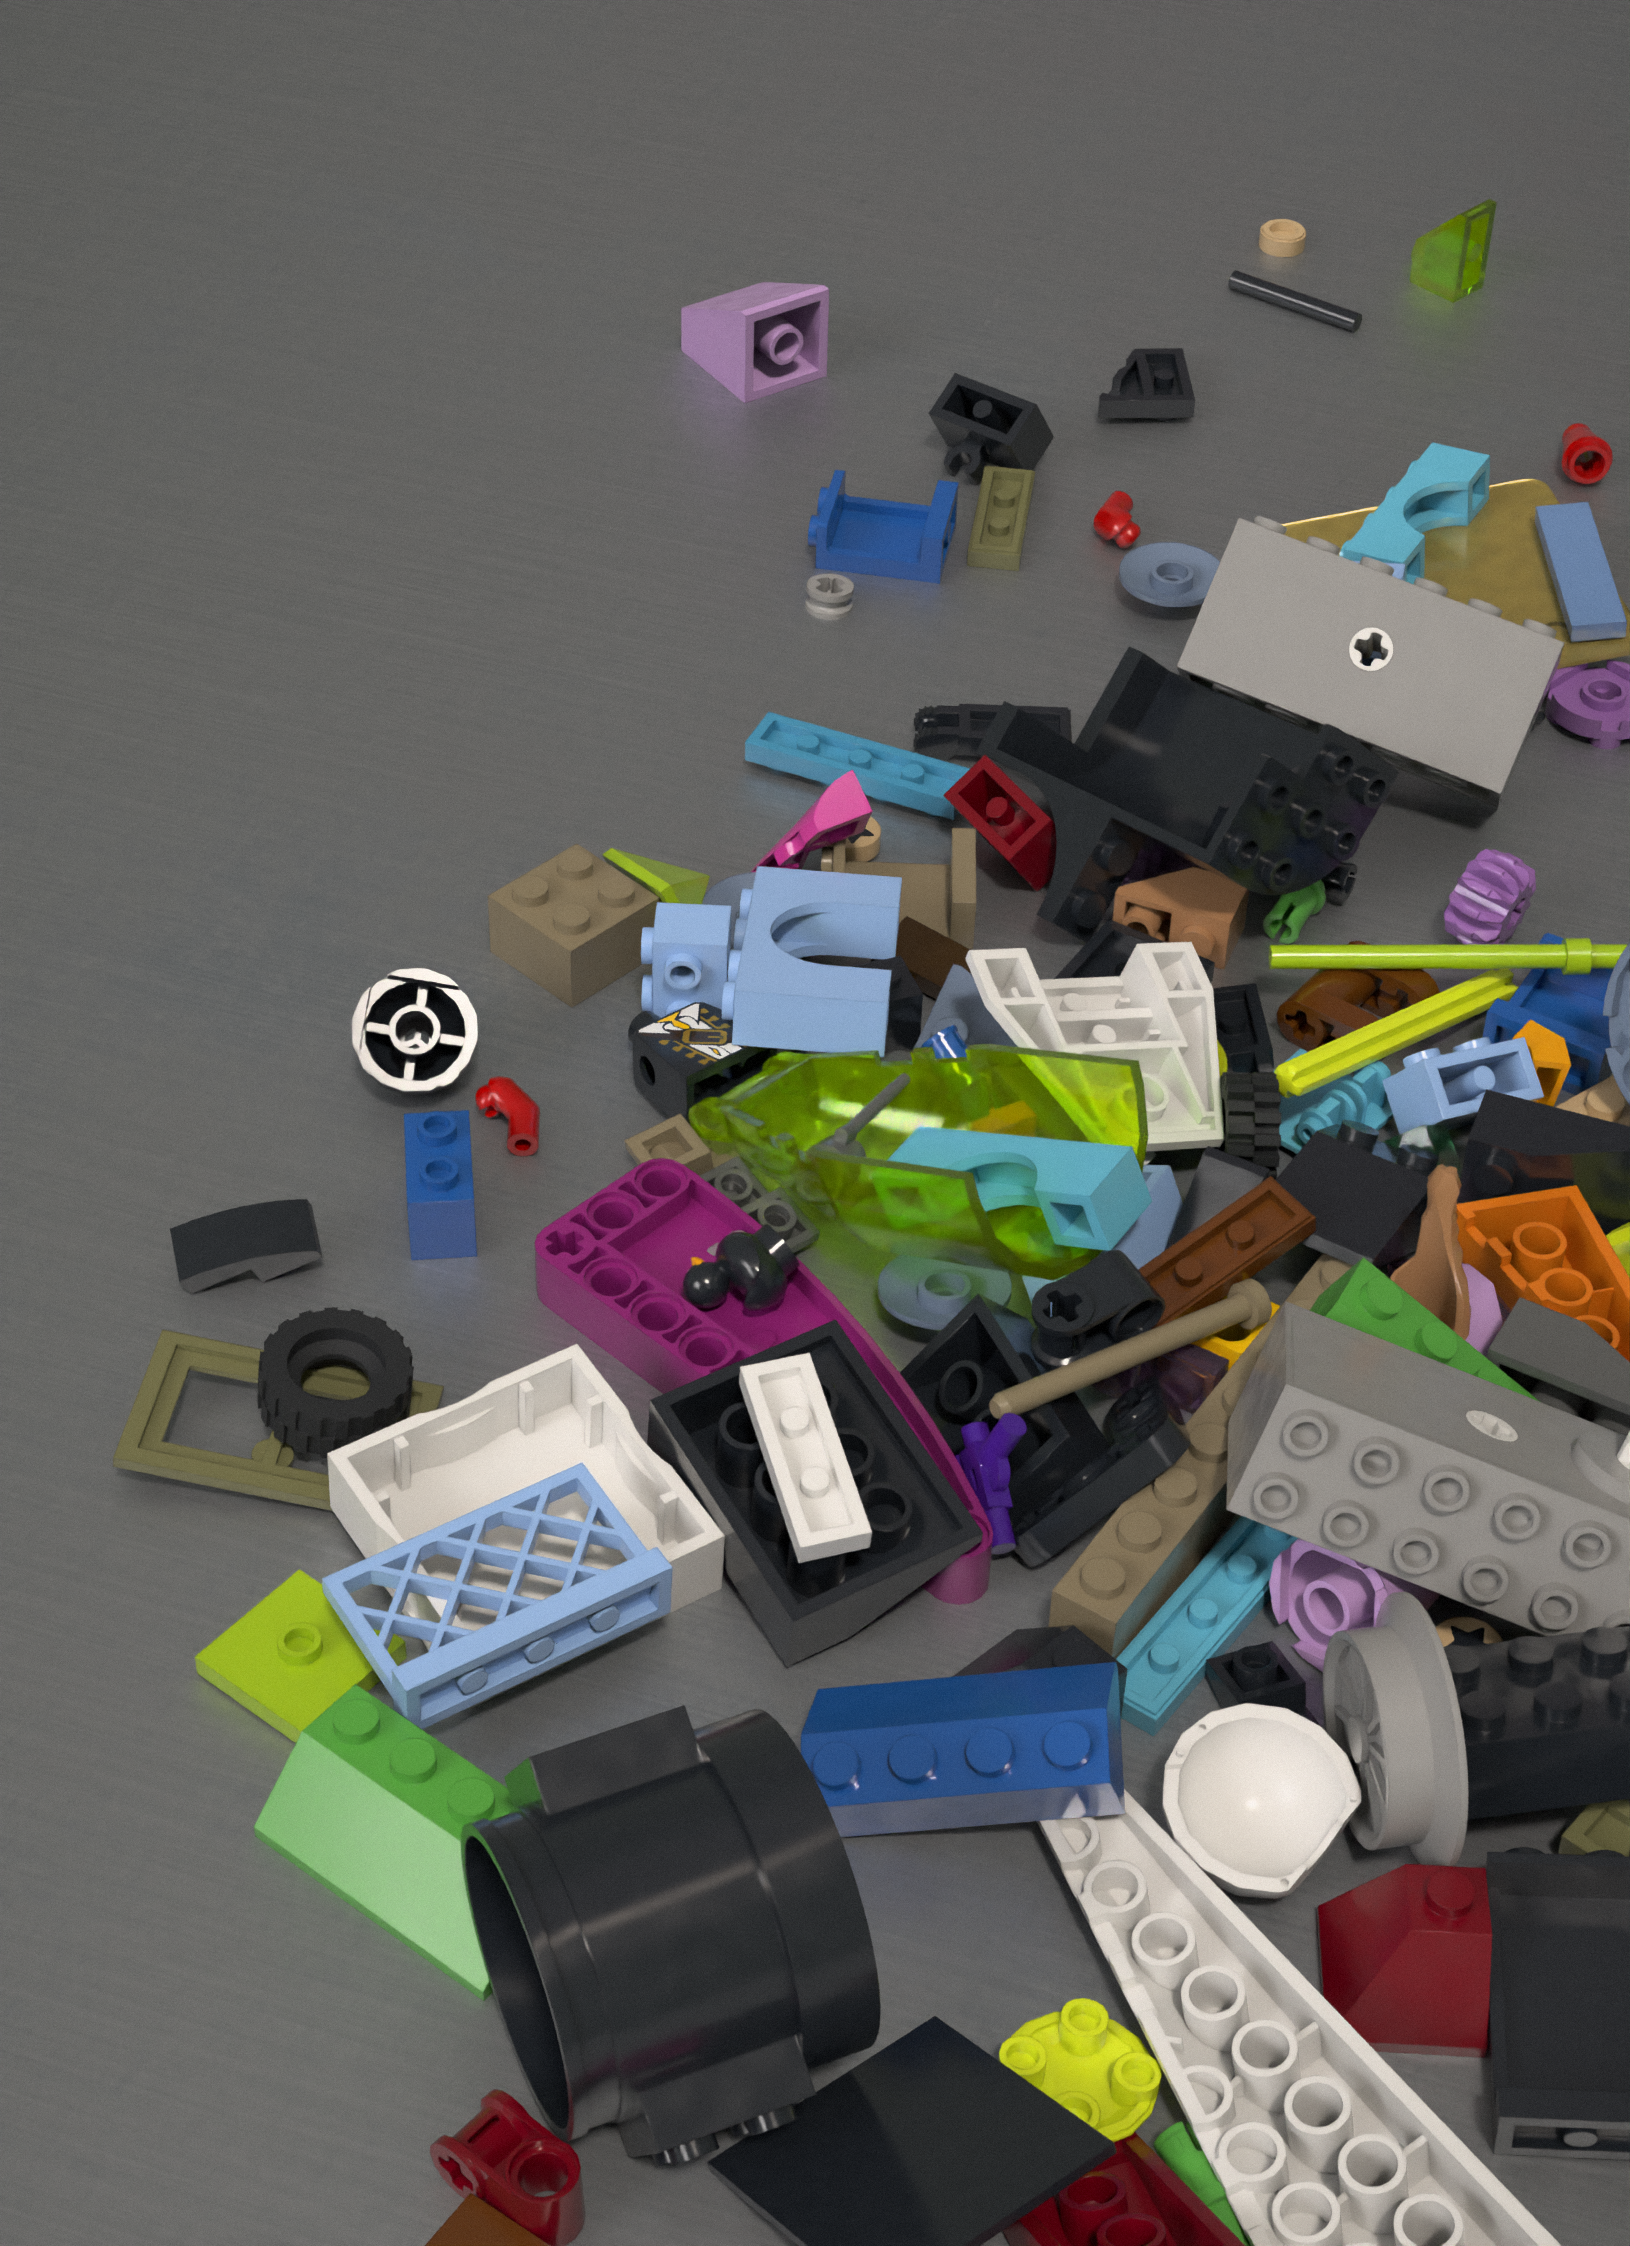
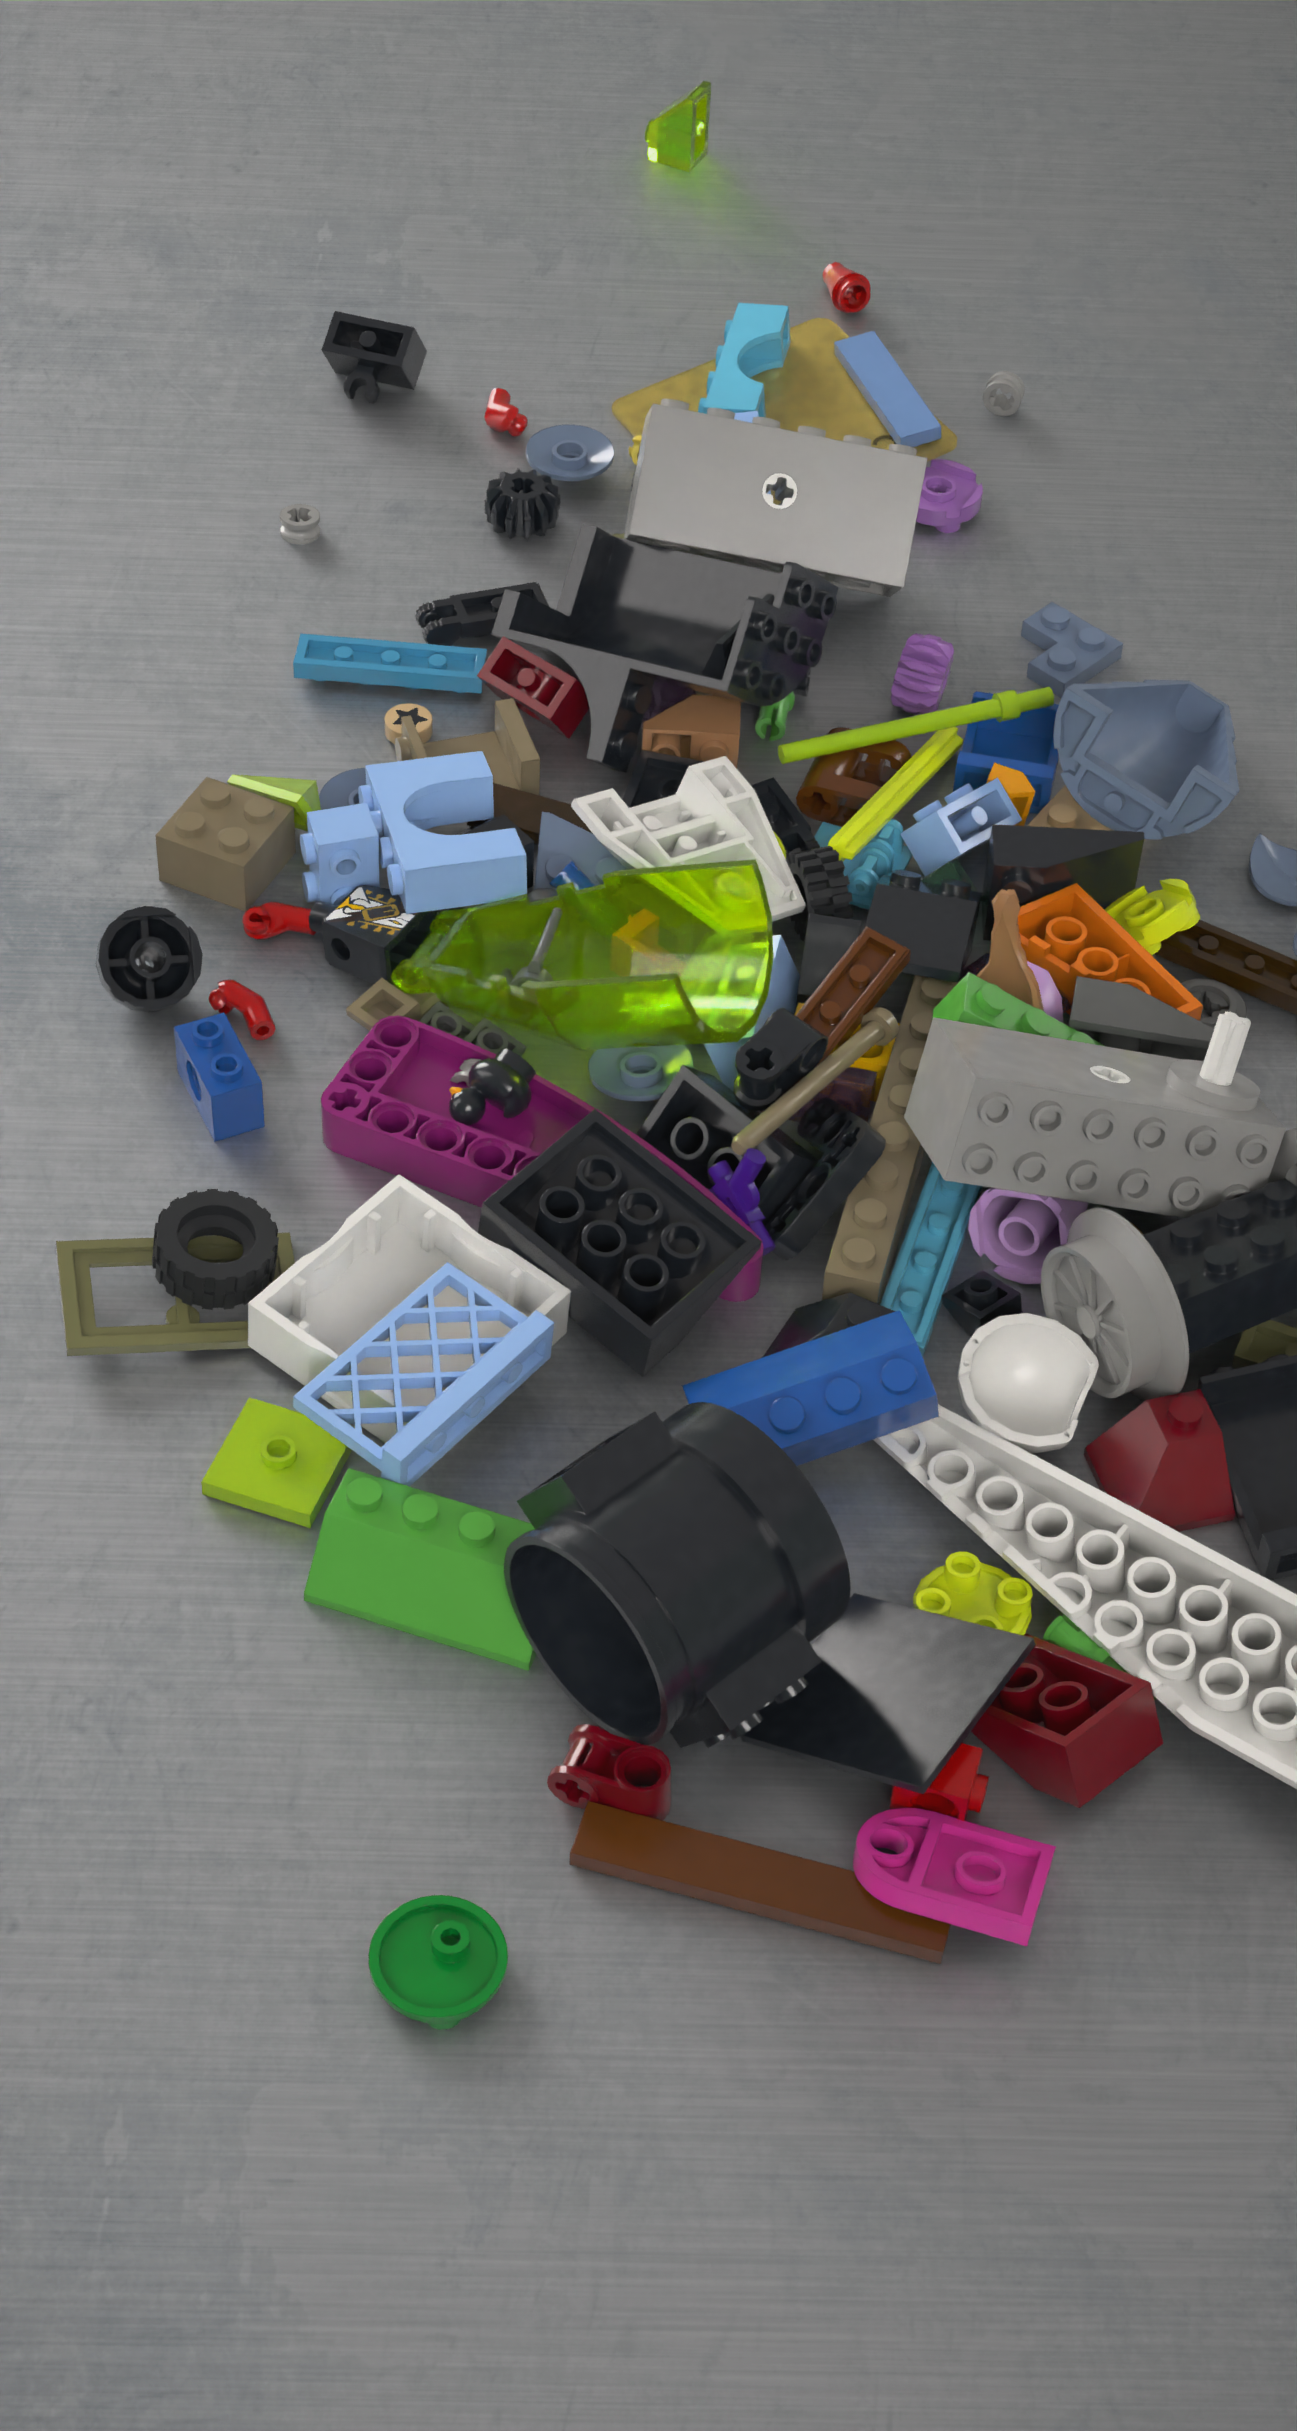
camera: 20 degrees left, 5 degrees up
(256, 1237) = (78, 1158): black slope -> none
(592, 1022) = (274, 919): none -> red arm
(760, 337) = (146, 305): lavender slope -> none
(804, 1458) = (618, 1217): white plate -> none
(832, 818) = (401, 715): dark pink slope -> none
(883, 534) = (322, 461): blue panel -> none
(1001, 518) = (409, 429): olive tile -> none
(1082, 1187) = (738, 965): medium azure arch -> none
(1091, 620) = (522, 504): none -> black gear
(1150, 386) = (484, 291): black wing -> none
(1282, 238) = (532, 138): tan tile -> none
(1295, 301) = (565, 193): black bar -> none

